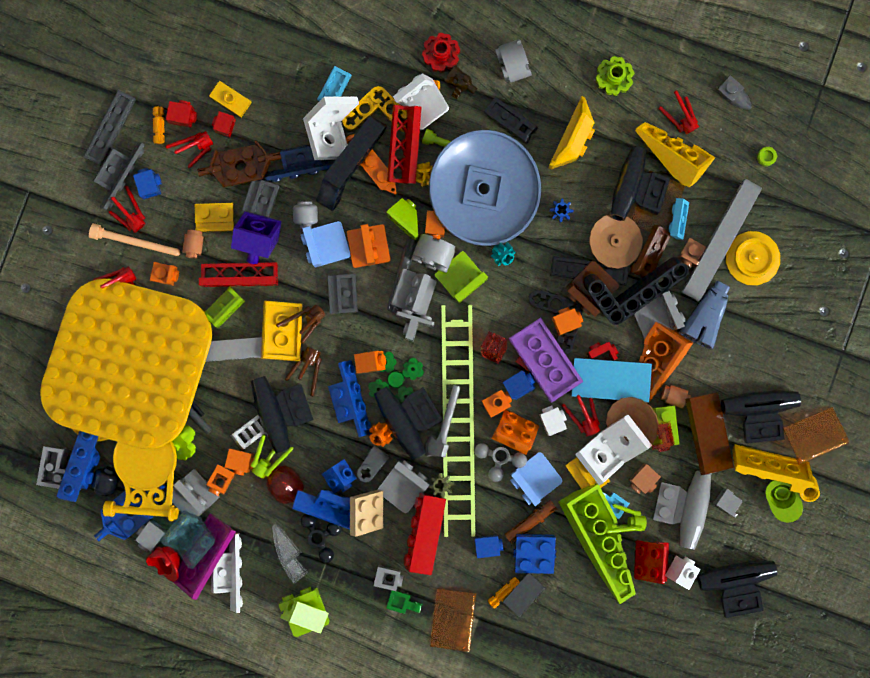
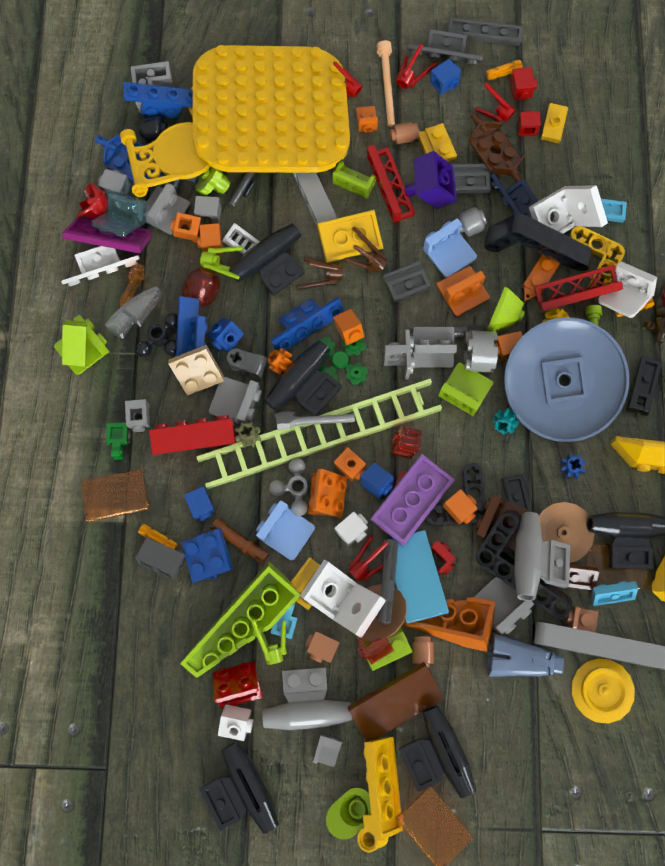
camera: 75 degrees right, 10 degrees down
(207, 454) = (208, 207): none -> light grey panel
(255, 544) = (135, 277): none -> clear orange piece
(610, 405) = (388, 582): none -> dark grey axle
(634, 273) = (538, 559): none -> light grey plate

